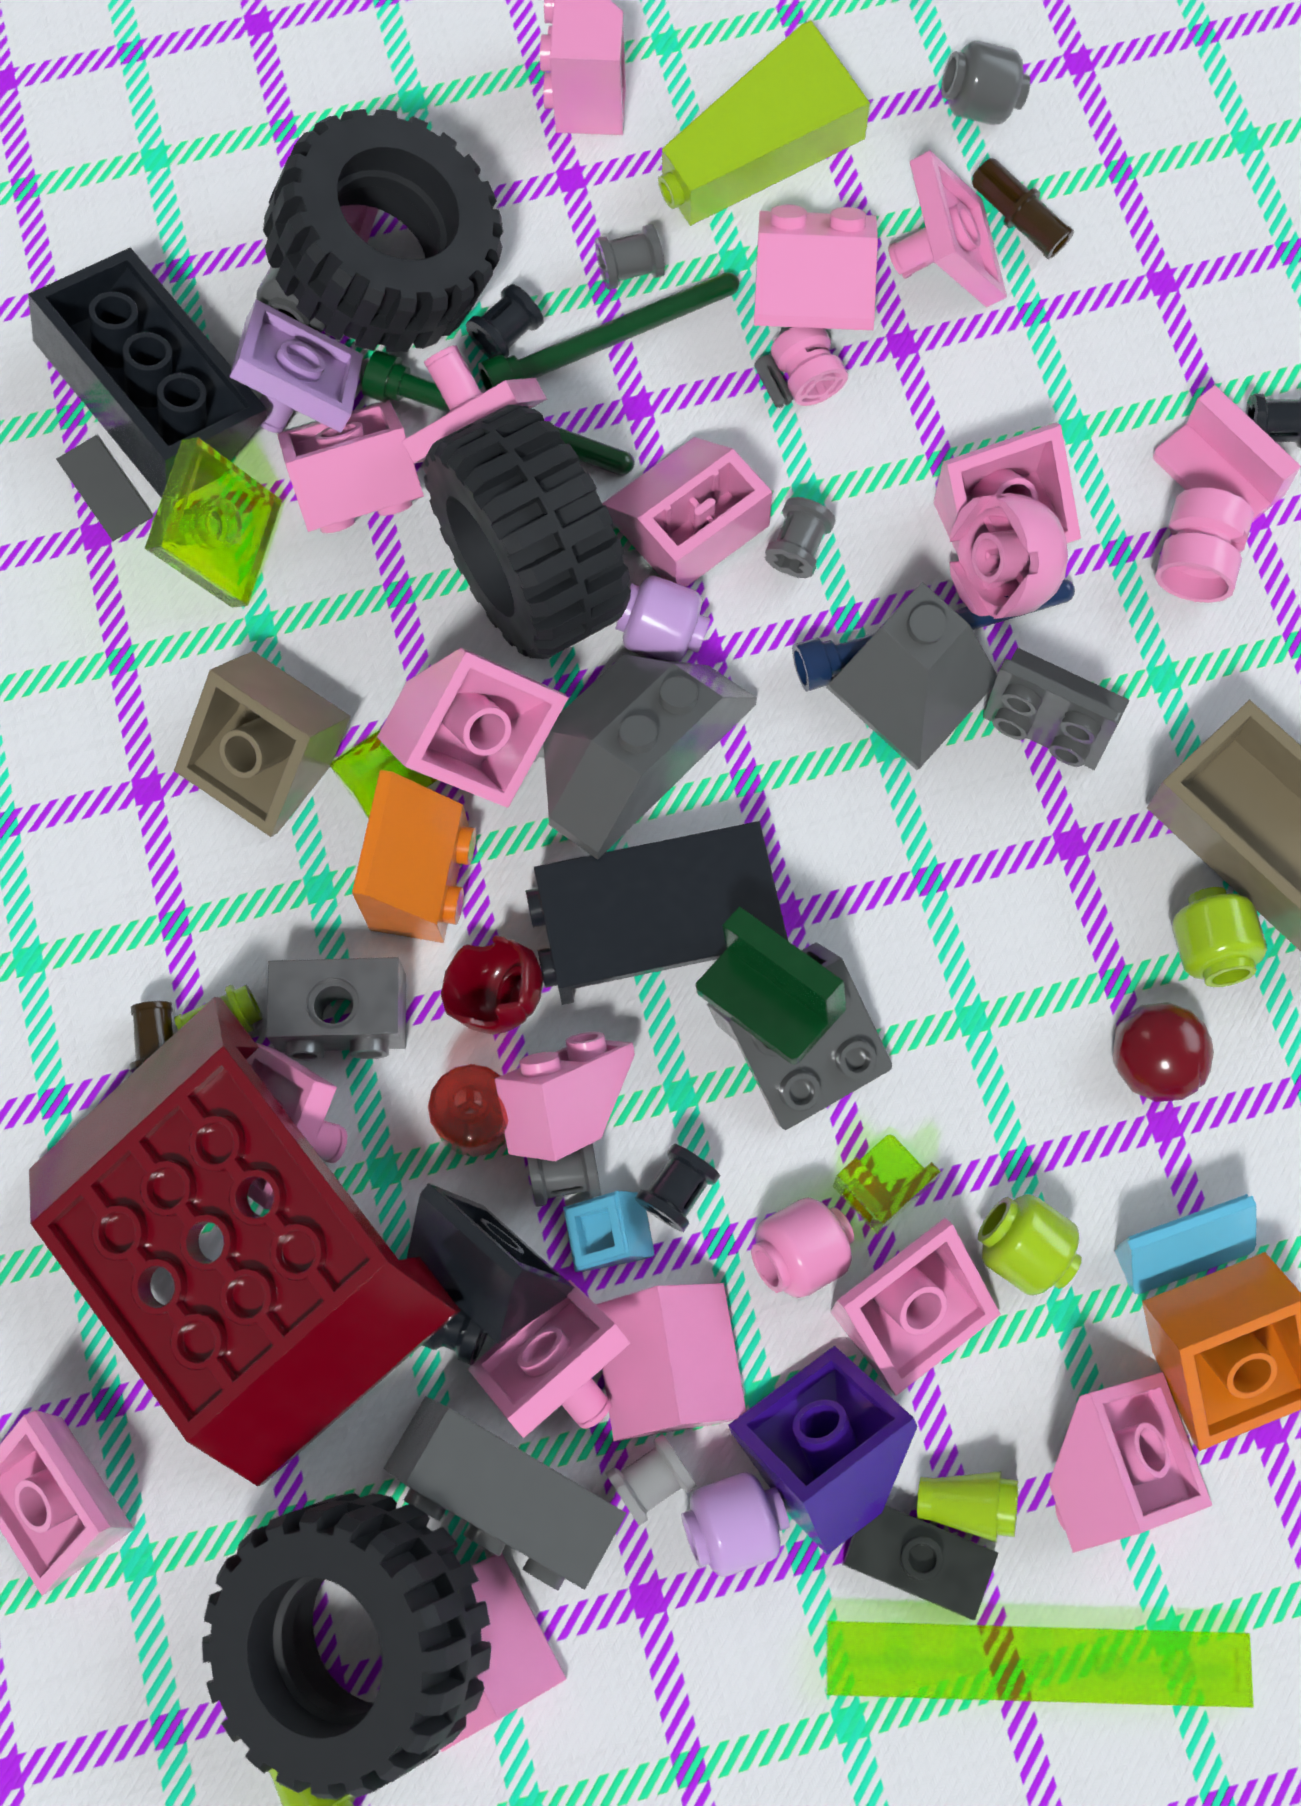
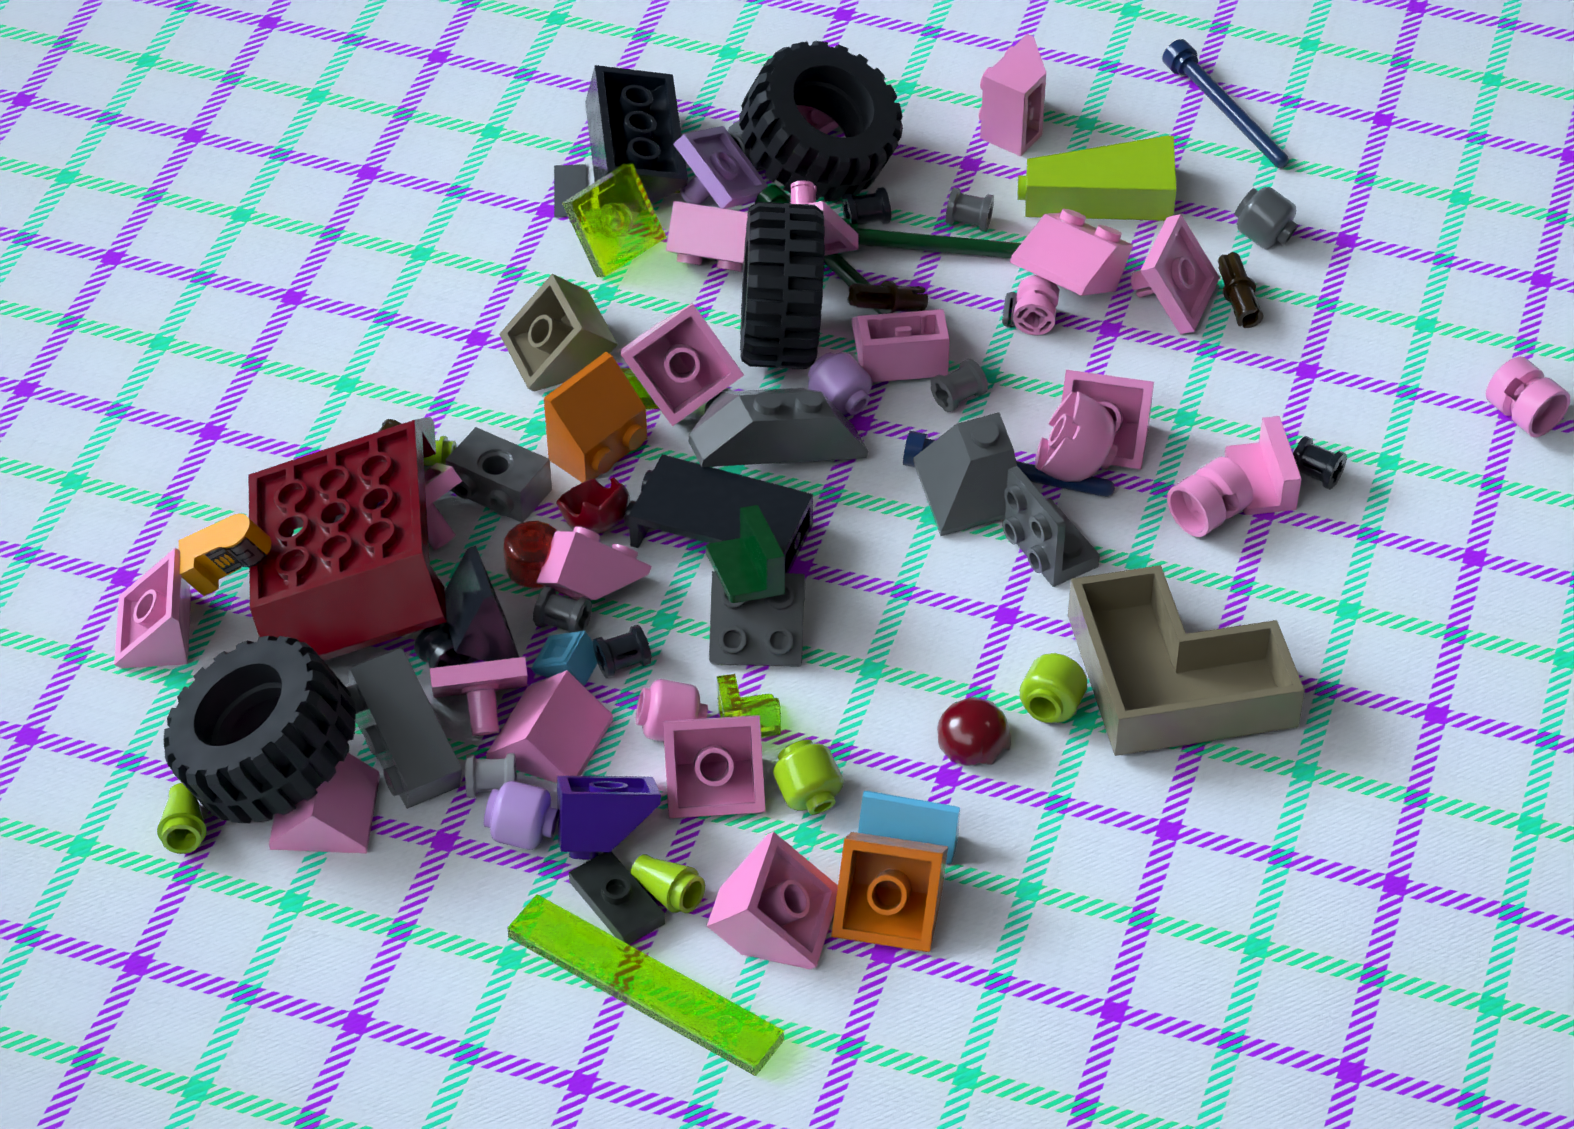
camera: 30 degrees right, 25 degrees down
(76, 1383) = (221, 551): none -> light orange leg
(632, 453) = (888, 297): none -> dark brown axle

